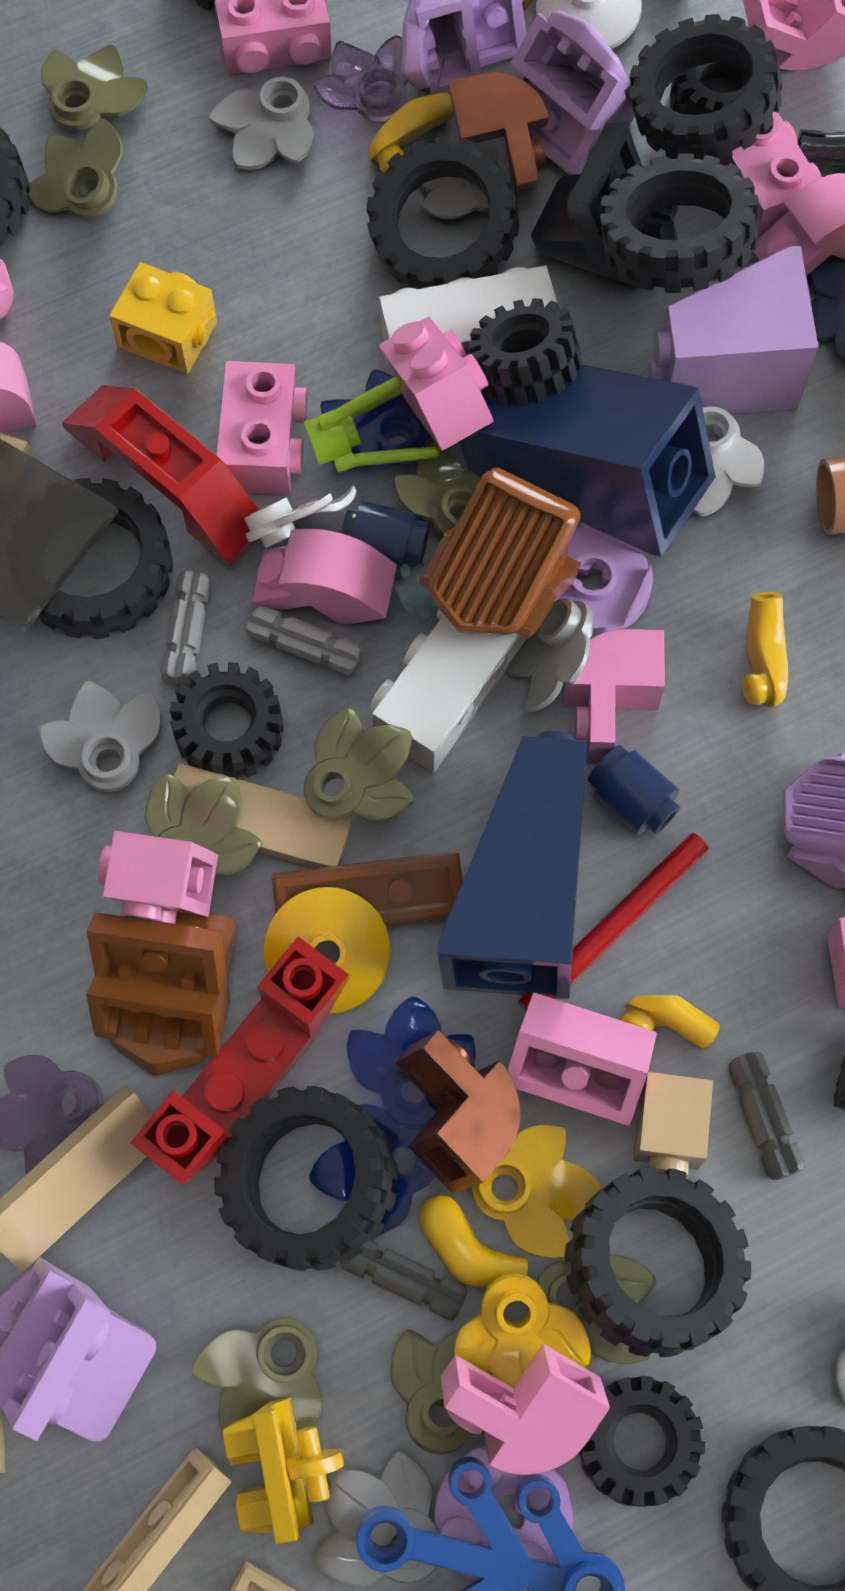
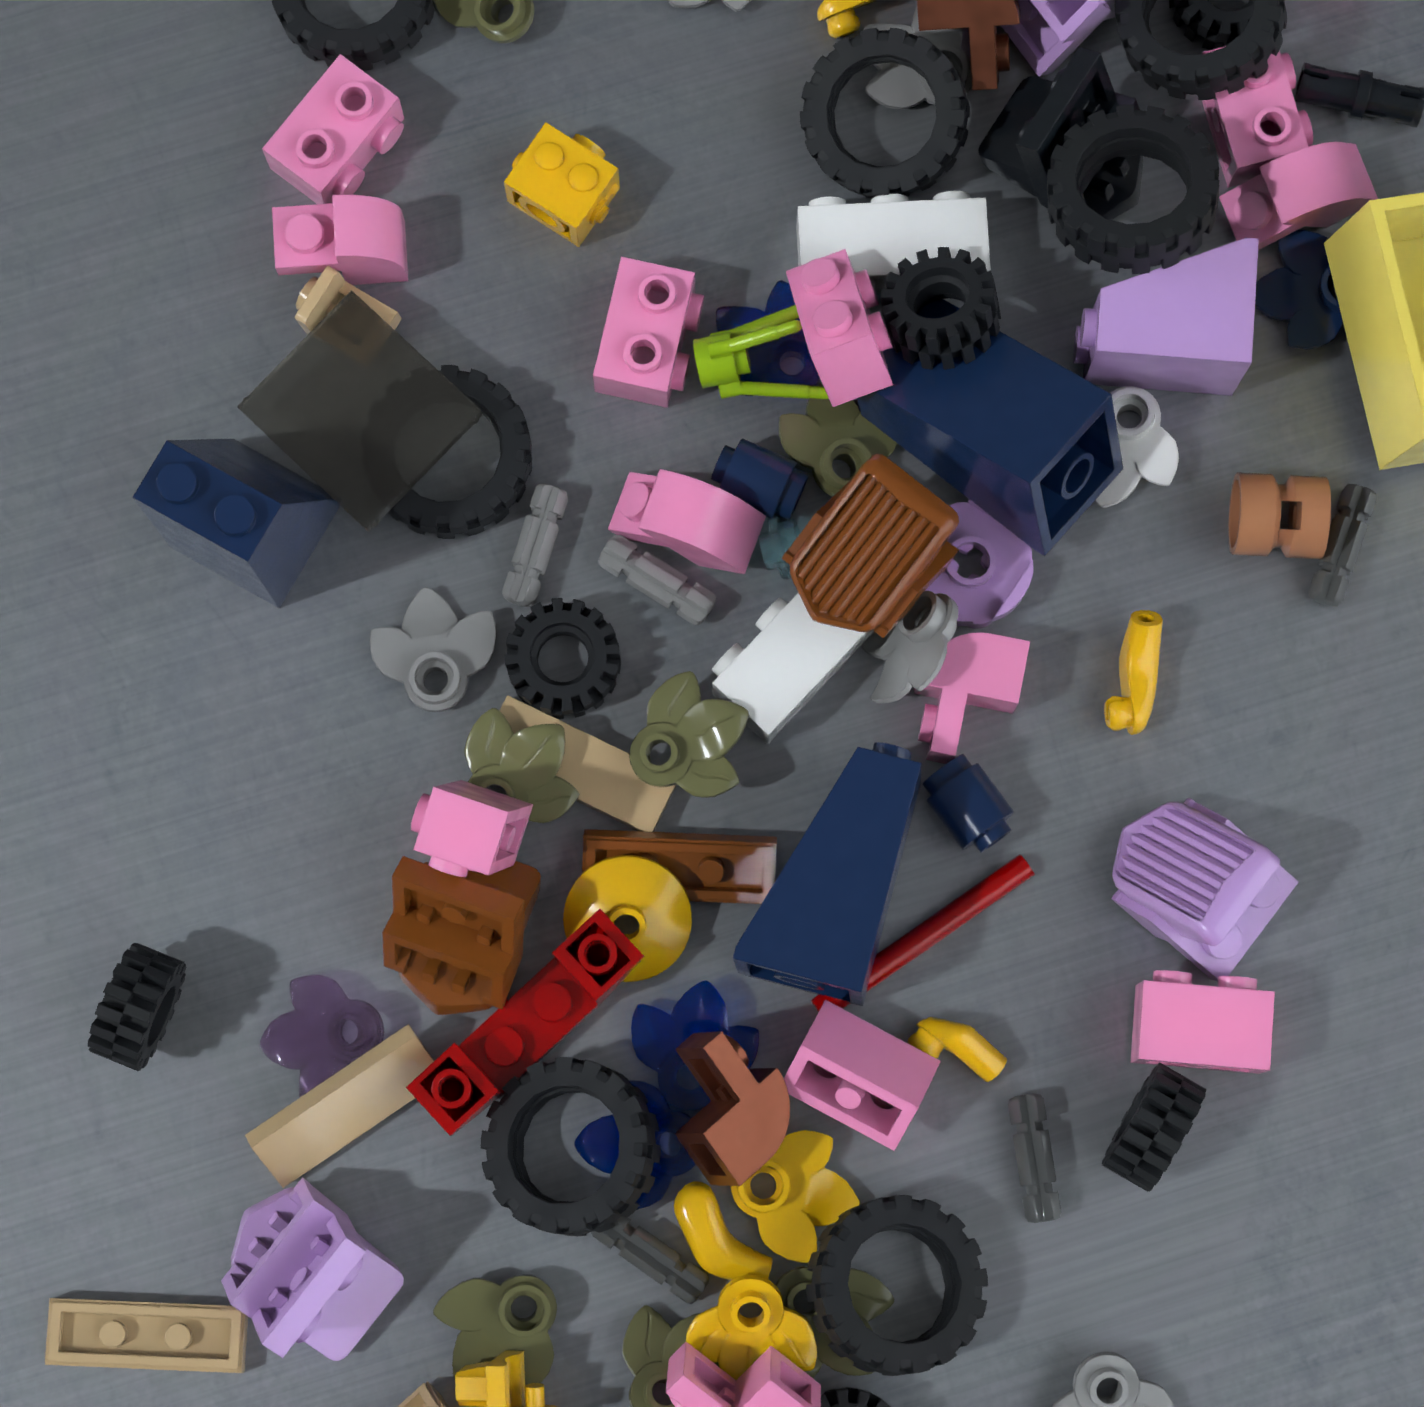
camera: 10 degrees right, 10 degrees up
(172, 461) = (542, 363): red slope -> none
(275, 521) = (653, 447): white plate -> none
(673, 1122) = (939, 1153): tan brick -> none

